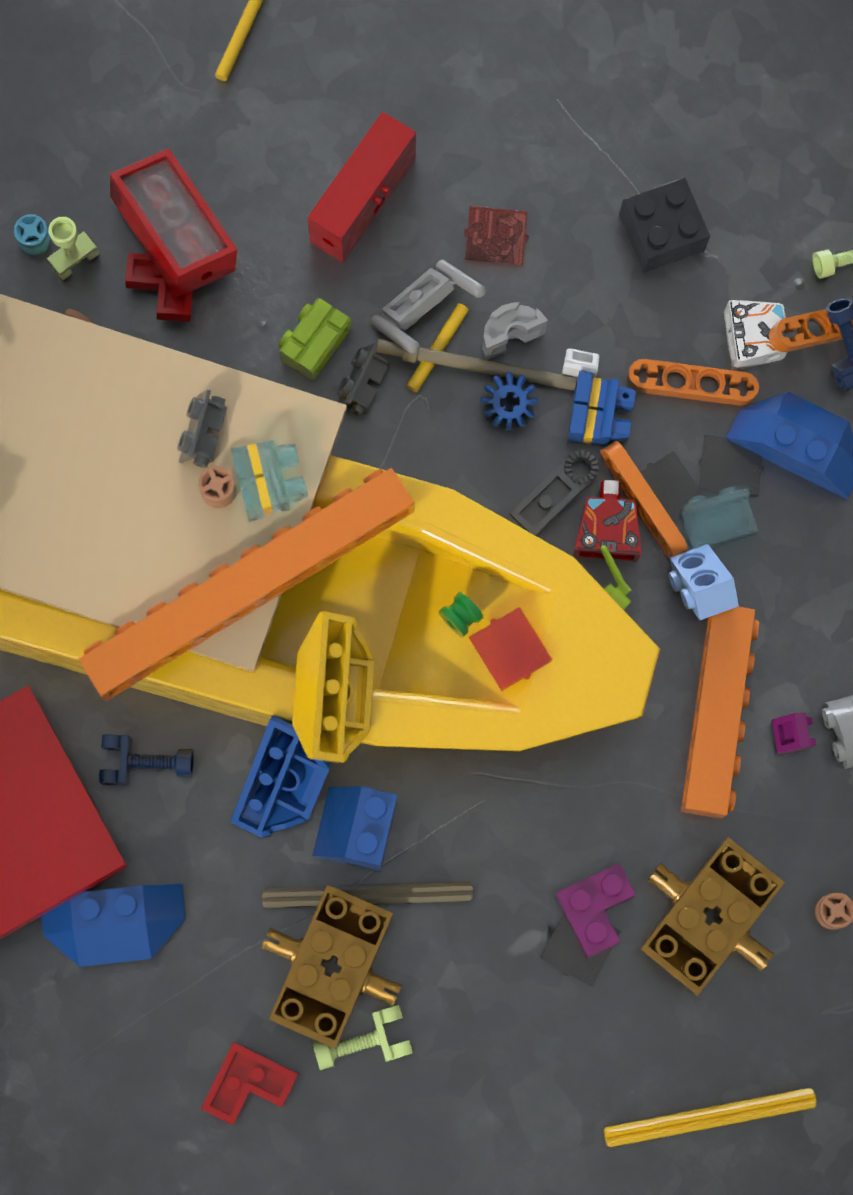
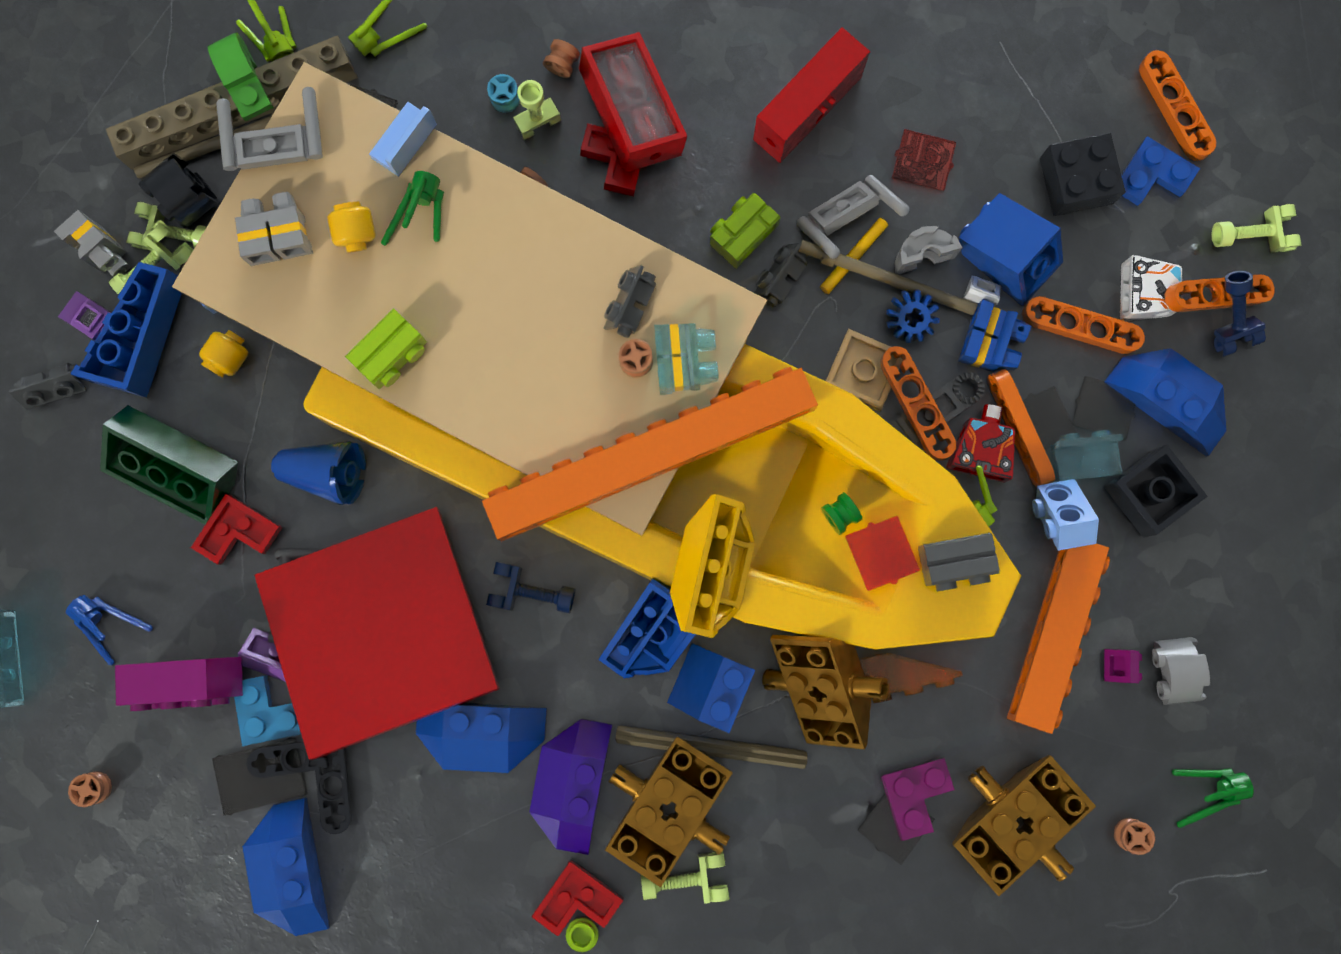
camera: 15 degrees right, 5 degrees up
(89, 188) = (561, 58): none -> nougat wheel
(221, 961) = (570, 784): none -> dark purple wedge
(259, 1120) = (582, 934): none -> lime plate
(469, 464) = (859, 369): none -> tan tile
(476, 804) = (825, 688): none -> pearl gold slope
(532, 489) = (922, 401): none -> orange beam
(552, 780) = (906, 673): none -> clear orange slope
(589, 642) = (959, 560): none -> dark grey brick
(604, 312) = (1013, 247): none -> blue slope
(741, 202) = (1156, 164): none -> blue plate
(749, 140) = (1183, 103): none -> orange beam
(794, 542) = (1155, 491): none -> black brick

